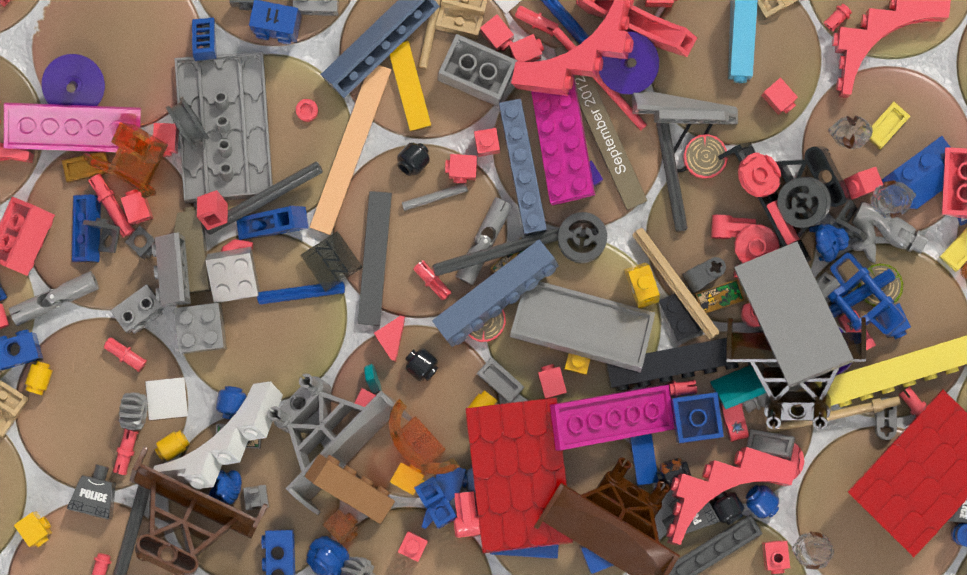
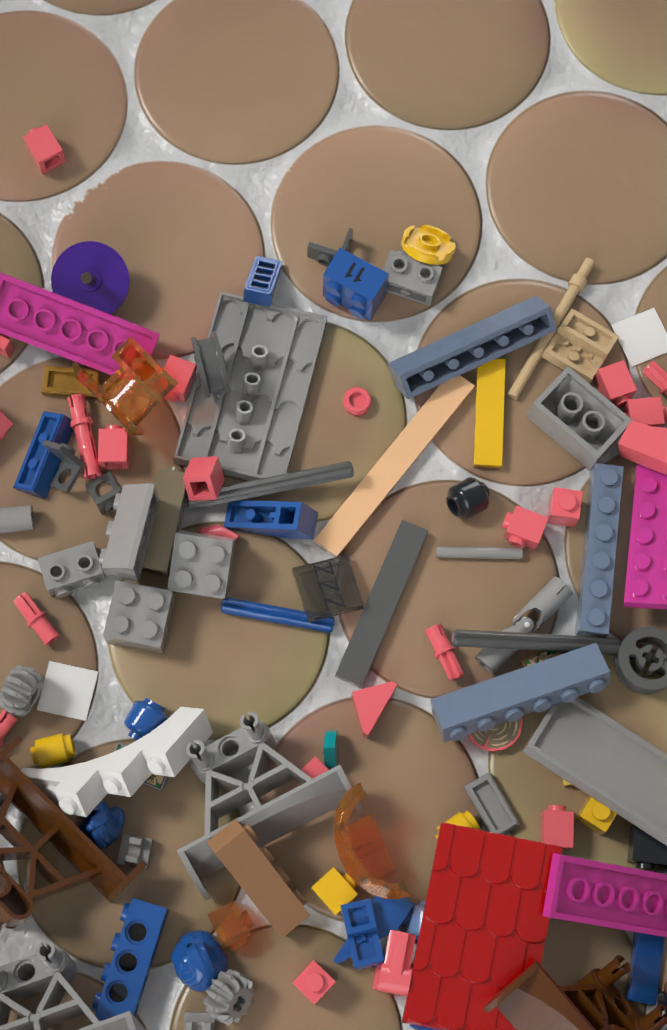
camera: 15 degrees right, 10 degrees down
(421, 364) = (398, 752): black head -> none

